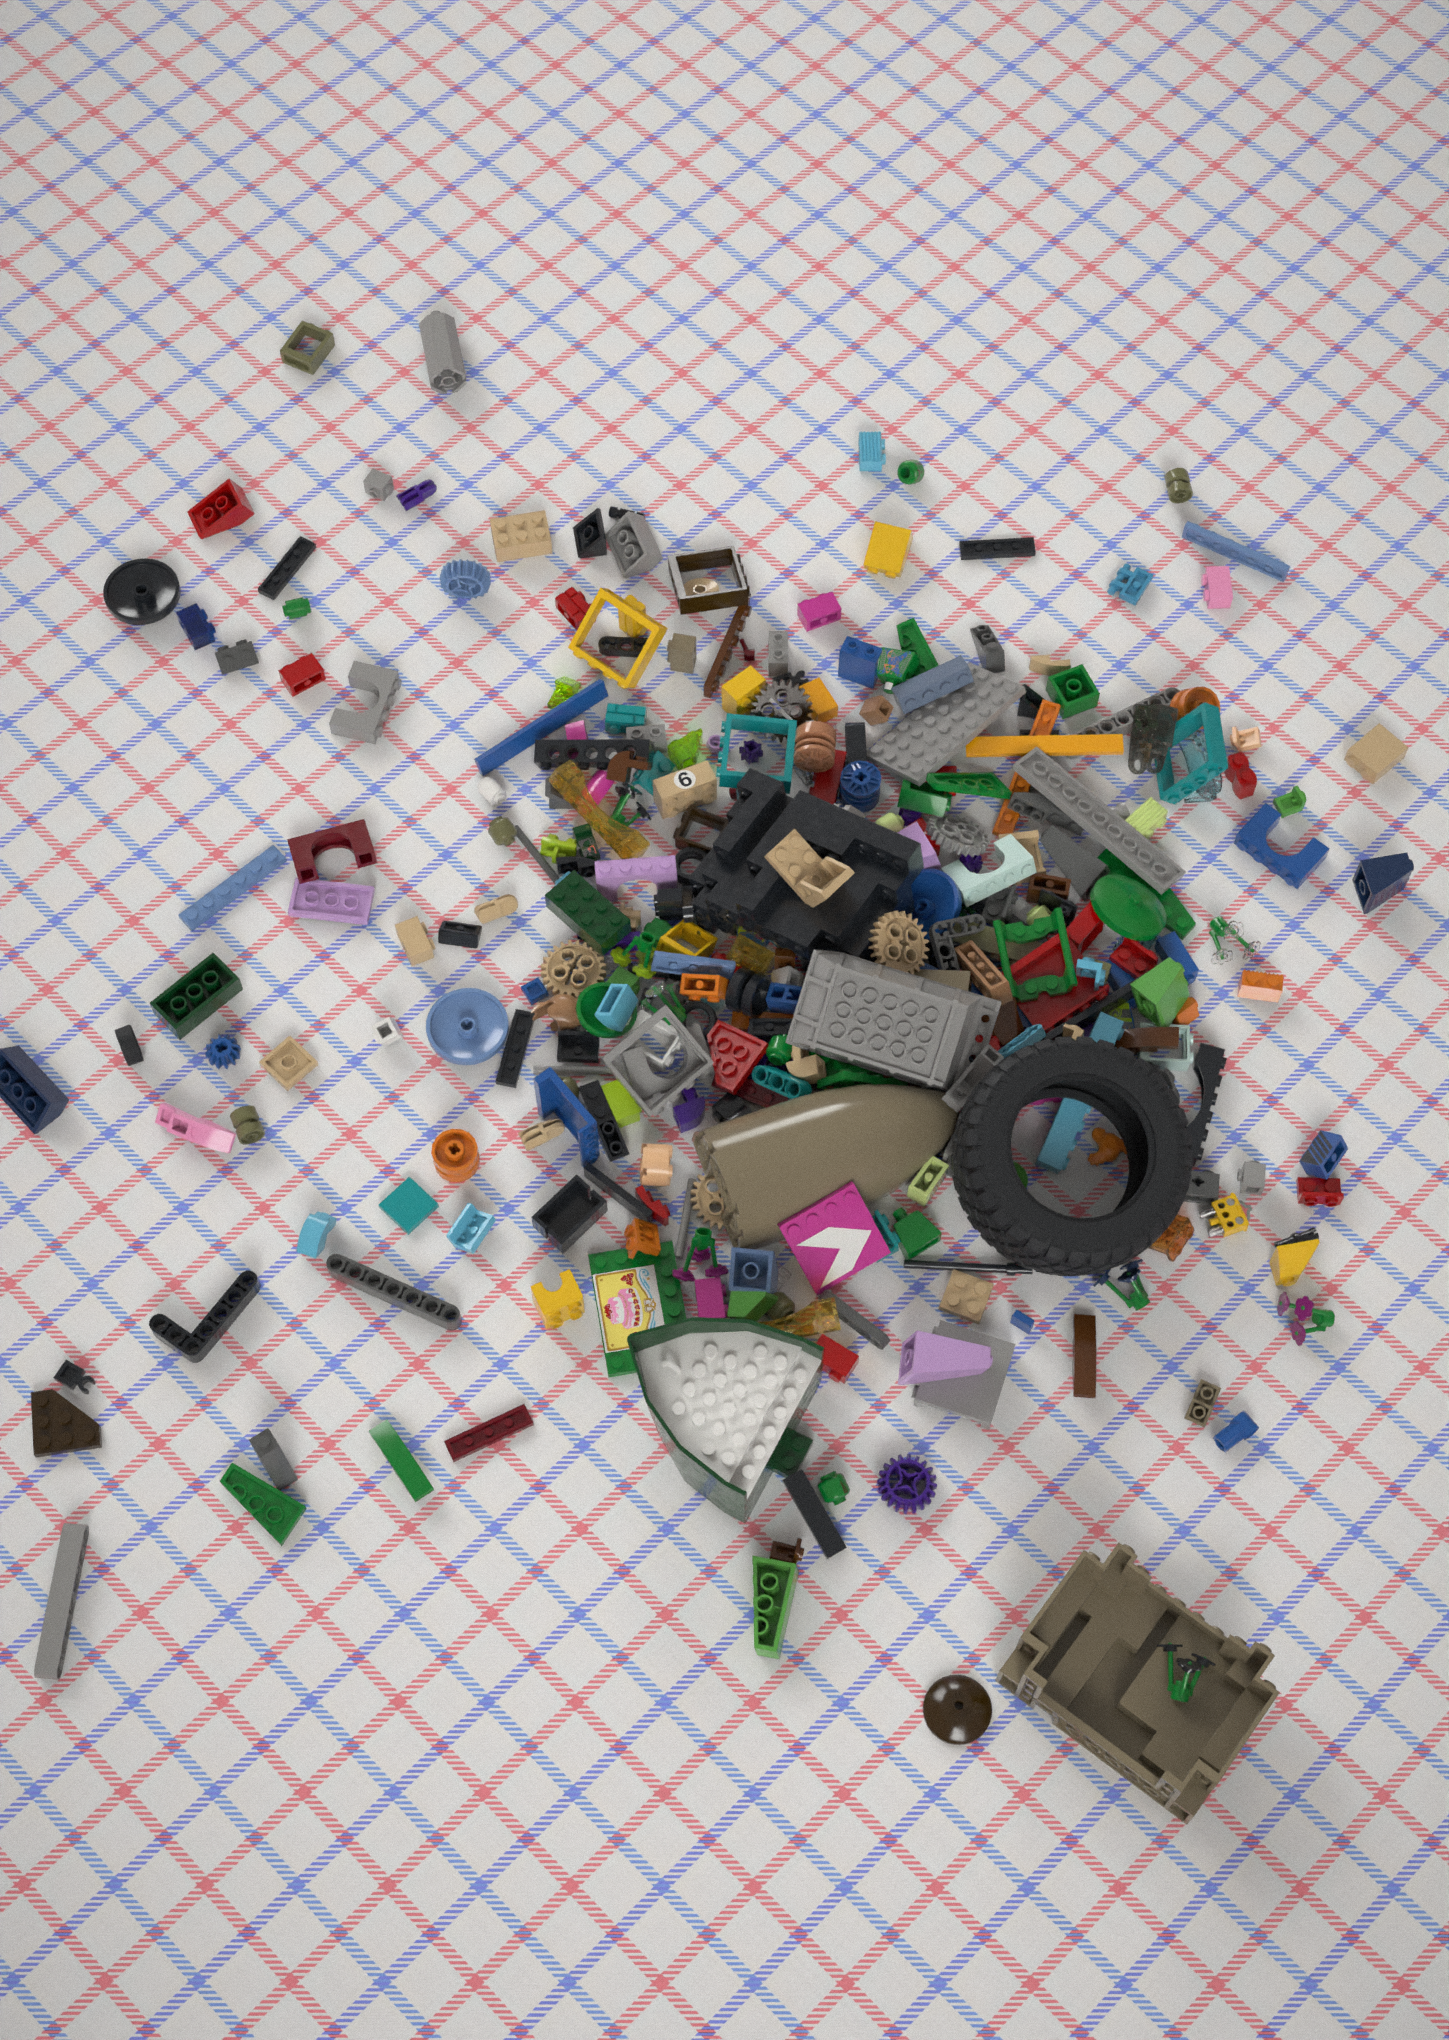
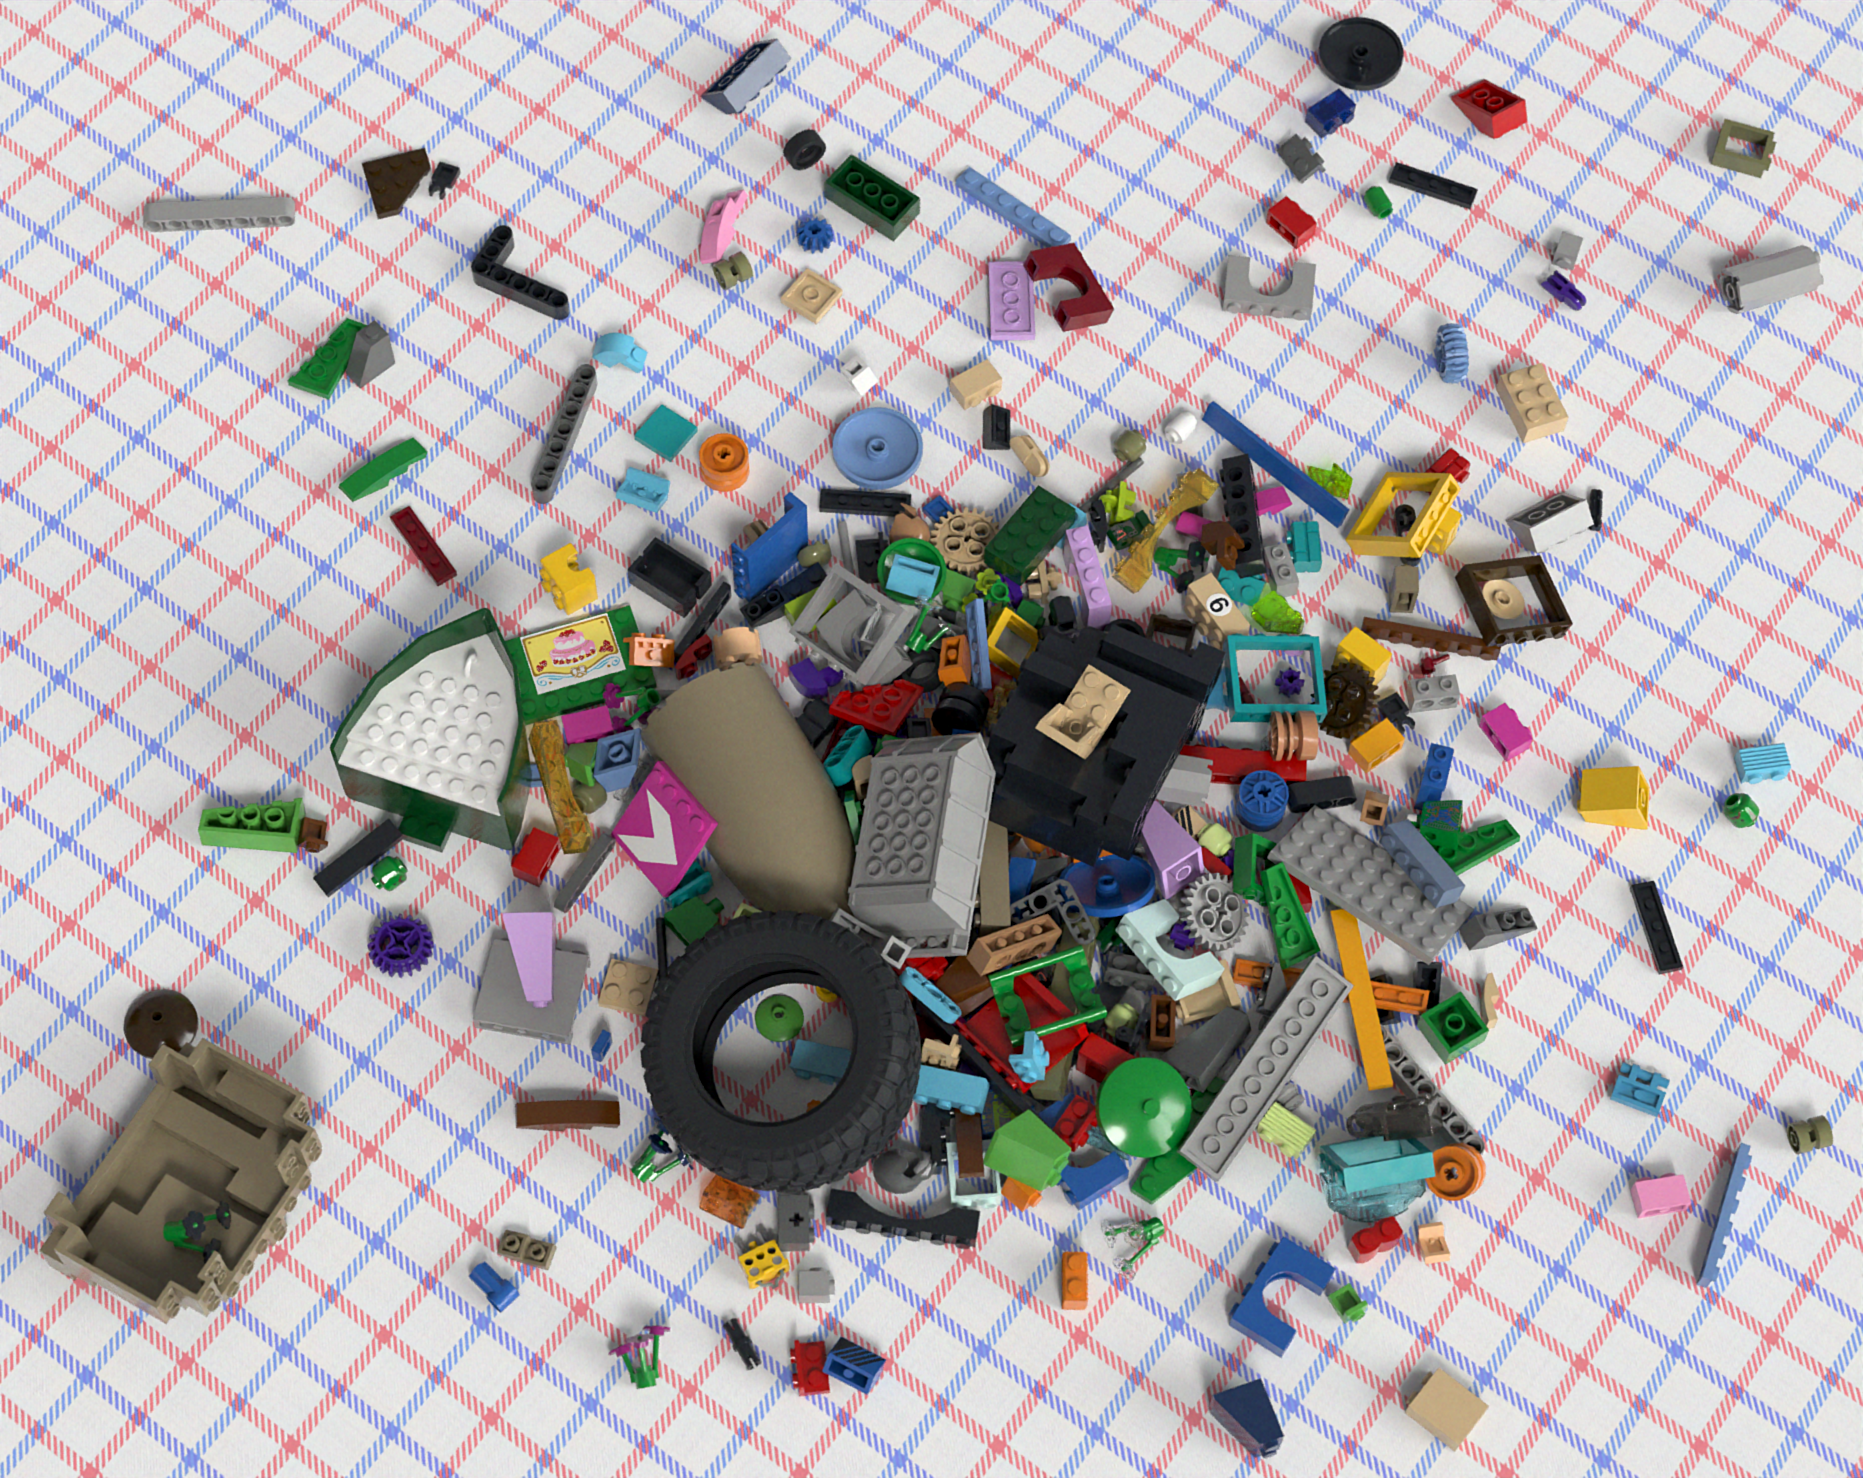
camera: 80 degrees right, 0 degrees up
(590, 536) = (1553, 477): black slope -> none
(898, 942) = (1028, 860): tan gear -> none
(1291, 1260) = (705, 1334): yellow slope -> none

